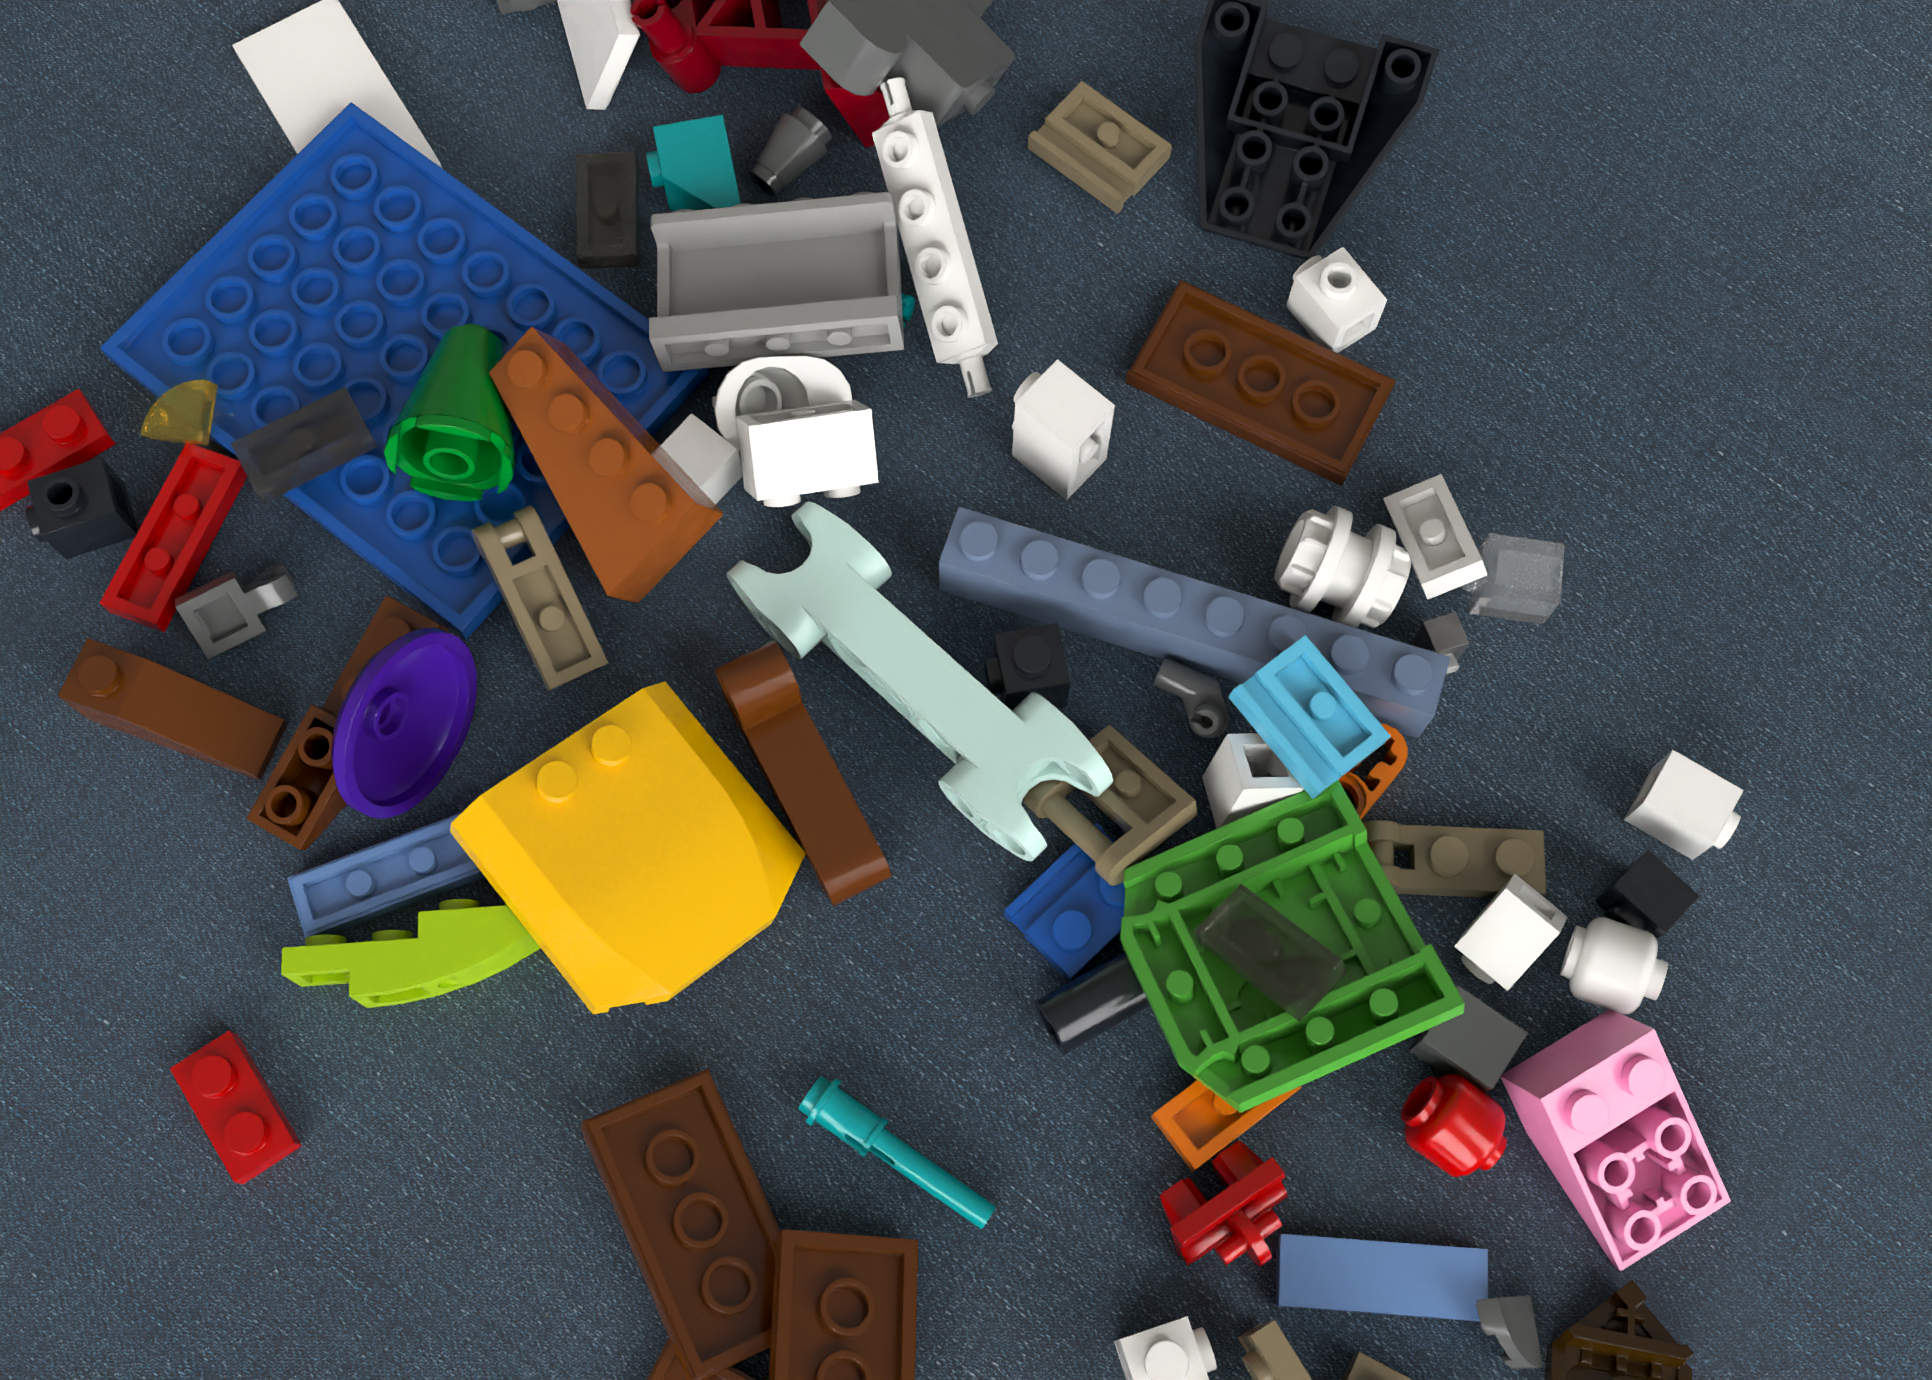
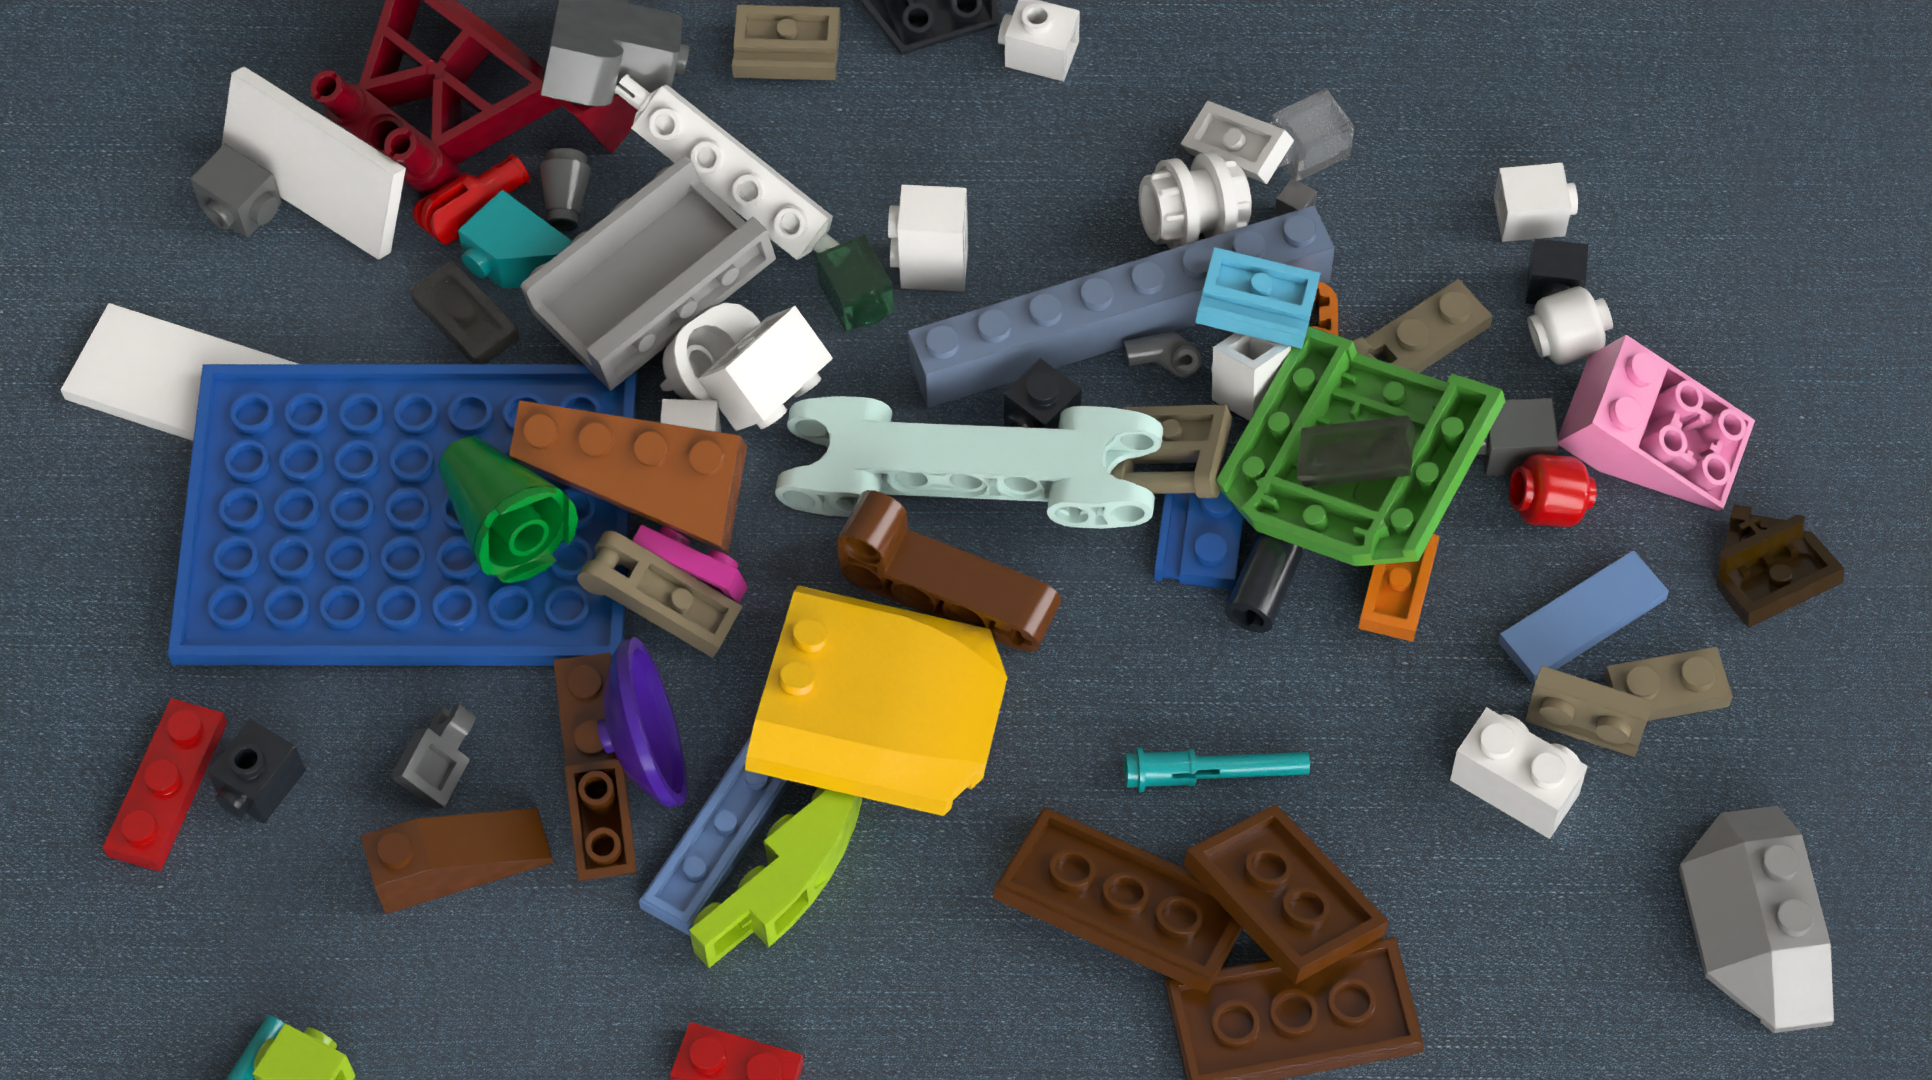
camera: 35 degrees left, 10 degrees down
(174, 537) = (343, 744): red plate -> none
(182, 414) = (281, 652): clear yellow tile -> none
(304, 445) = (397, 607): clear smoke plate -> none
(605, 615) = (713, 569): none -> dark pink plate
(691, 98) = (459, 200): none -> red arm
(964, 423) = (855, 283): none -> clear green brick
(1233, 1219) = (1465, 642): red hips -> none
(1260, 382) = (1031, 126): reddish brown tile -> none
(1509, 933) = (1491, 349): white brick -> none
(1515, 1328) = (1678, 576): dark grey tile -> none

